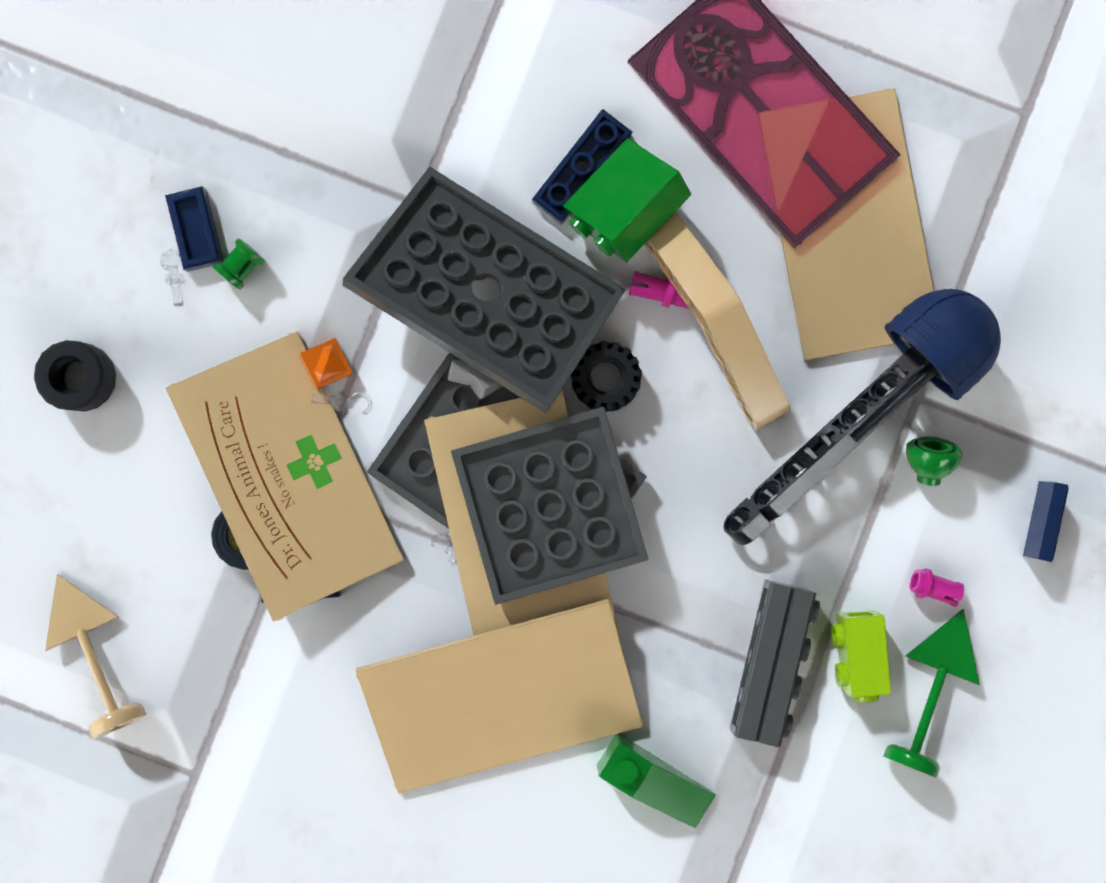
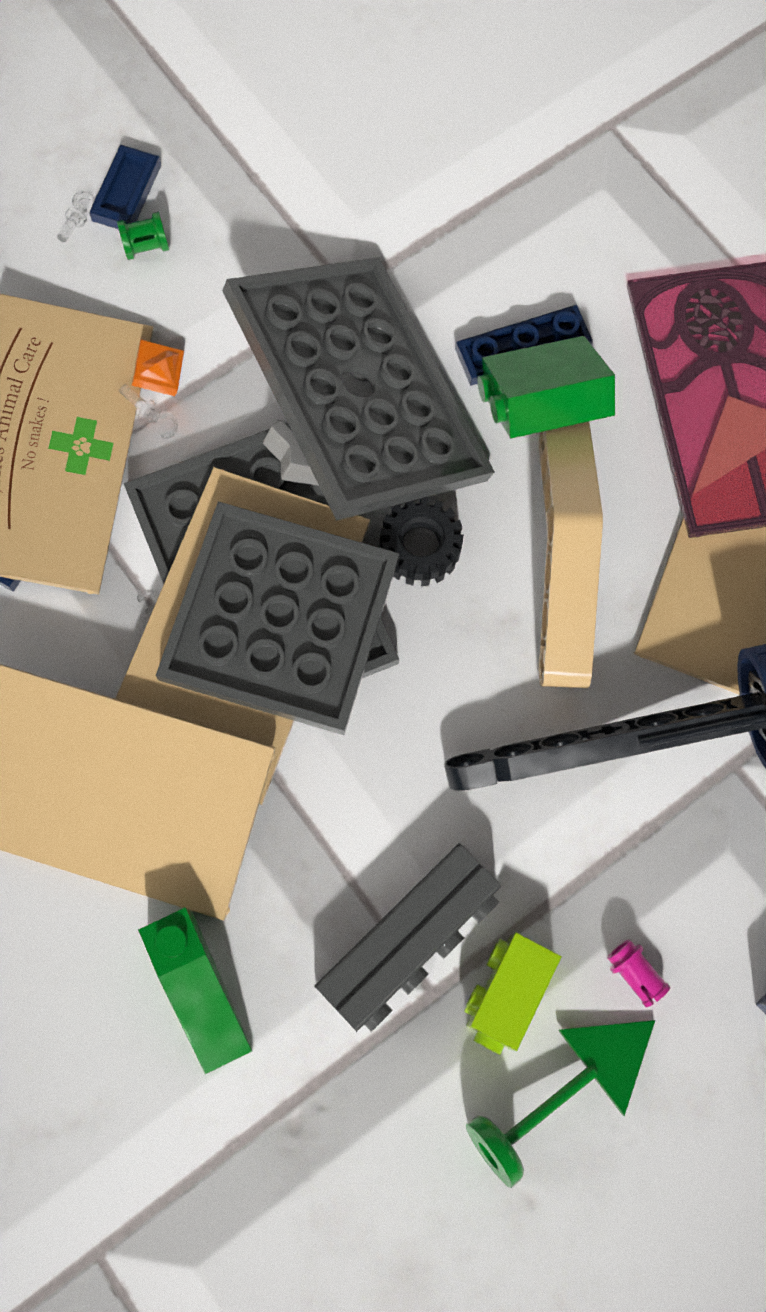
camera: 25 degrees right, 15 degrees down
(657, 289) = (524, 492): dark pink pin -> none
(932, 458) = (712, 830): green brick -> none

